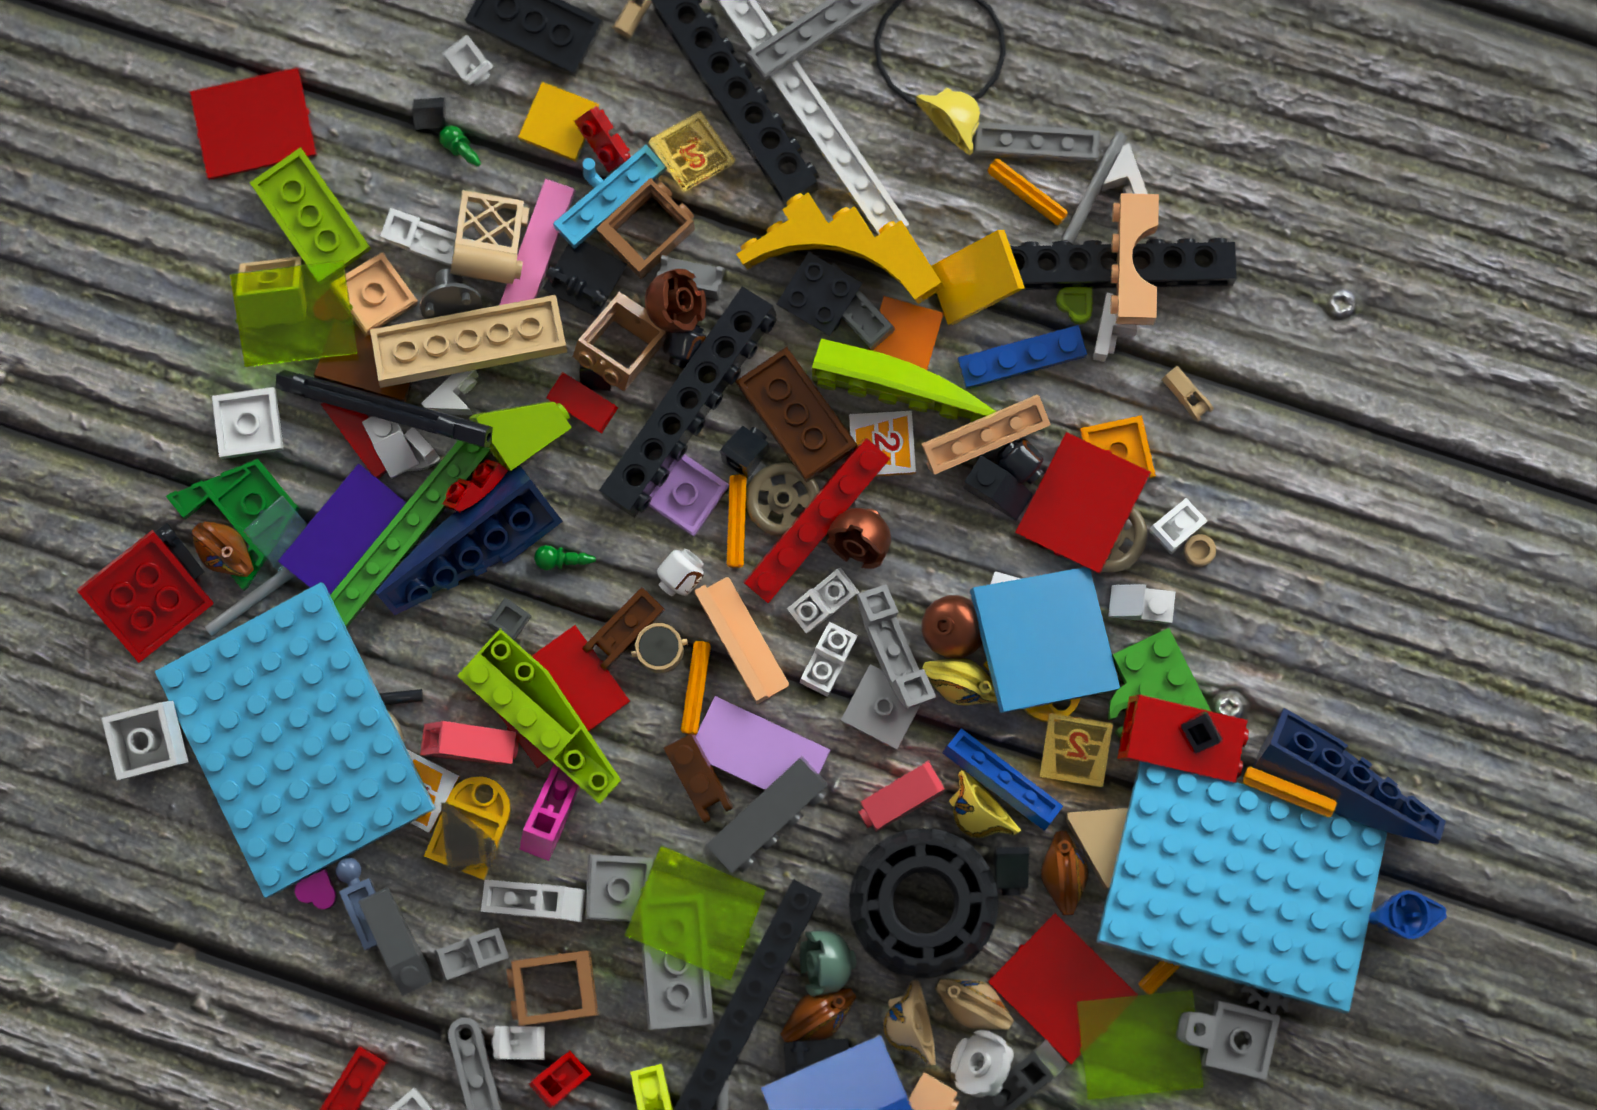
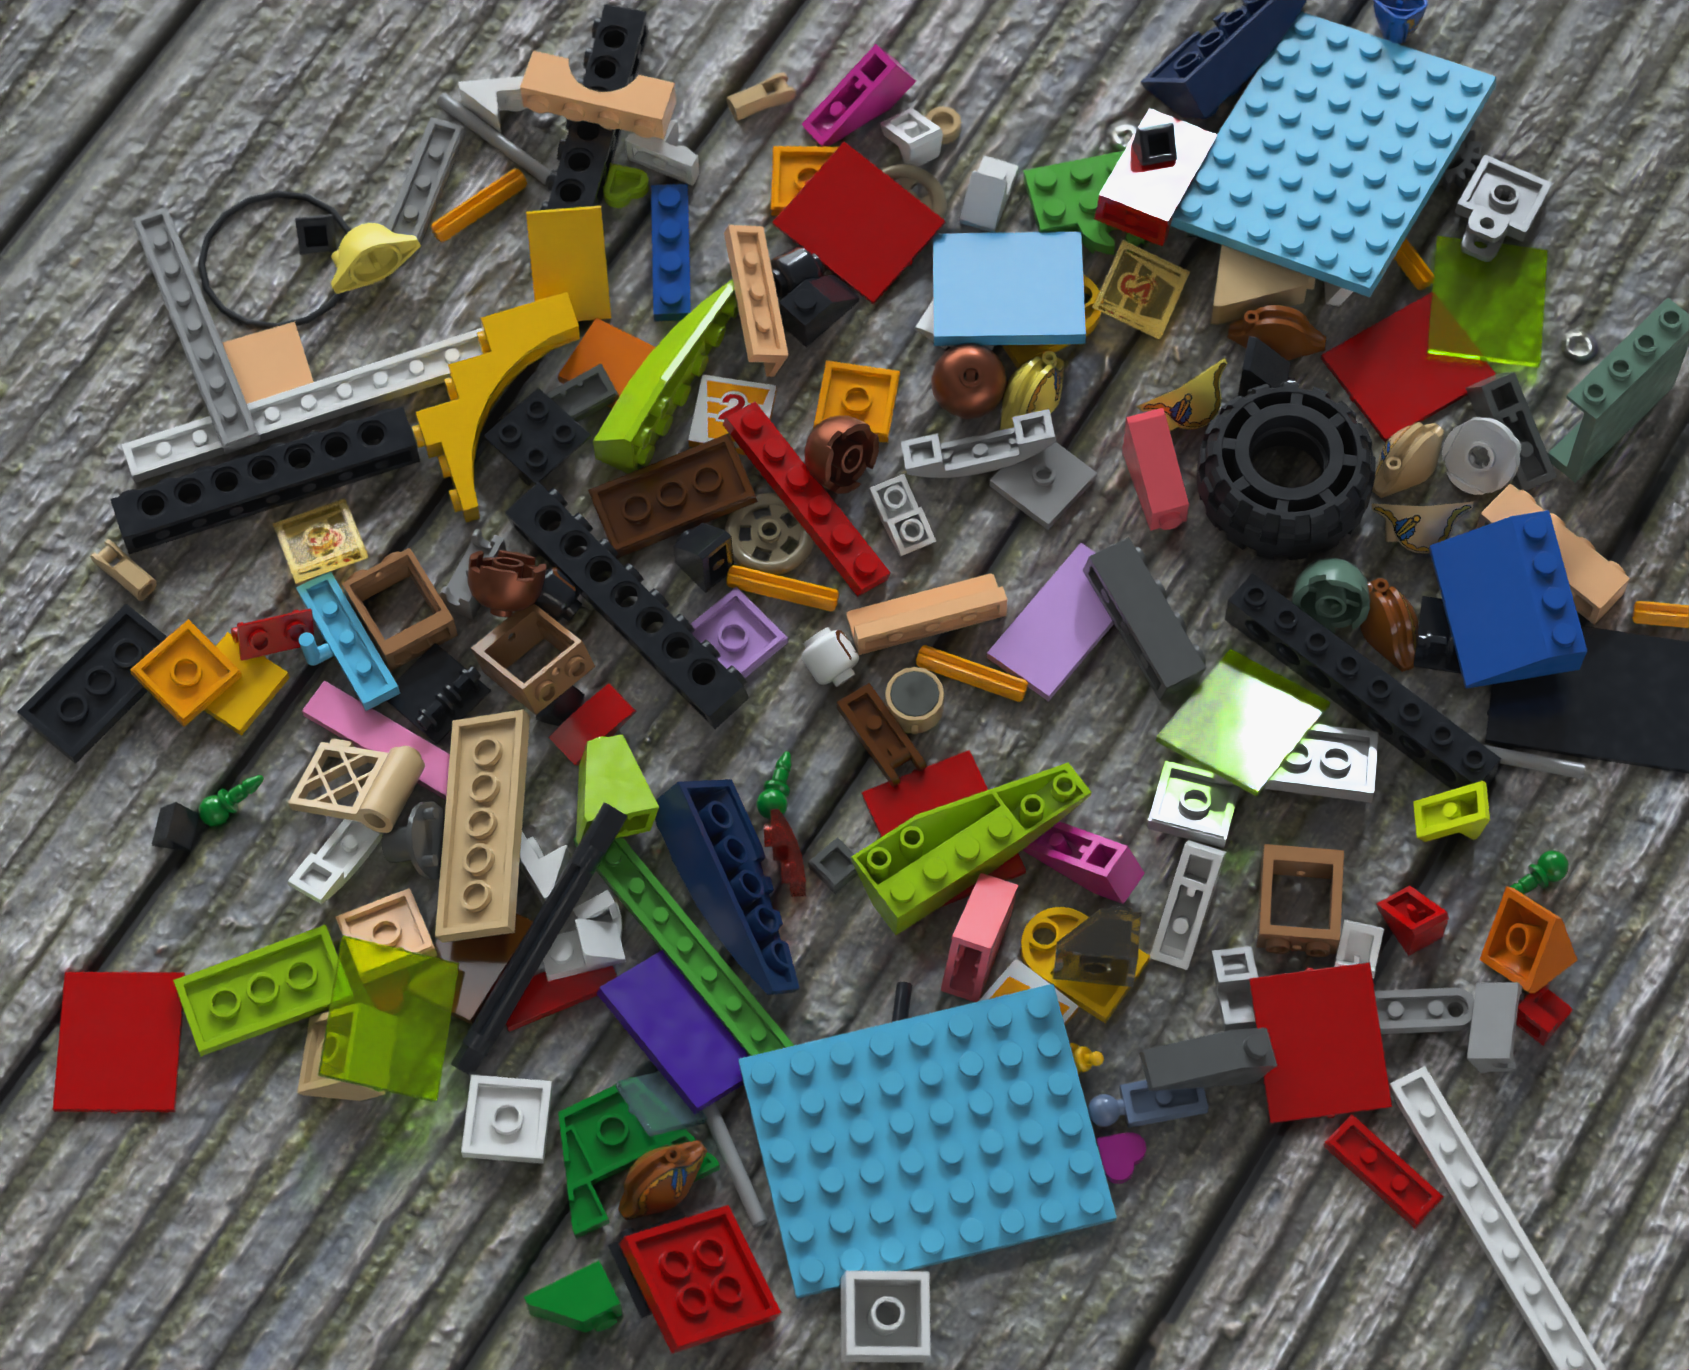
camera: 80 degrees left, 15 degrees down
(116, 513) = (578, 1300): none -> green slope
(386, 845) = (1085, 1058): none -> yellow hair
(436, 1027) = (1322, 1041): none -> red piece
(466, 493) = (667, 857): red slope -> none
(468, 61) = (127, 766): white bracket -> none
(515, 573) = (786, 849): none -> clear red slope
(552, 82) = (186, 673): none -> light orange tile
(697, 775) = (1077, 690): reddish brown hinge -> none
(828, 659) = (971, 525): white slope -> none
(840, 68) = (268, 362): none -> light nougat tile
(920, 540) = (859, 393): none -> light orange tile
(967, 71) = (316, 234): none -> black slope
(1002, 779) = (1157, 370): blue plate -> none
(1203, 475) = (861, 96): none -> dark pink slope
(1289, 792) = (1239, 85): light orange axle -> none

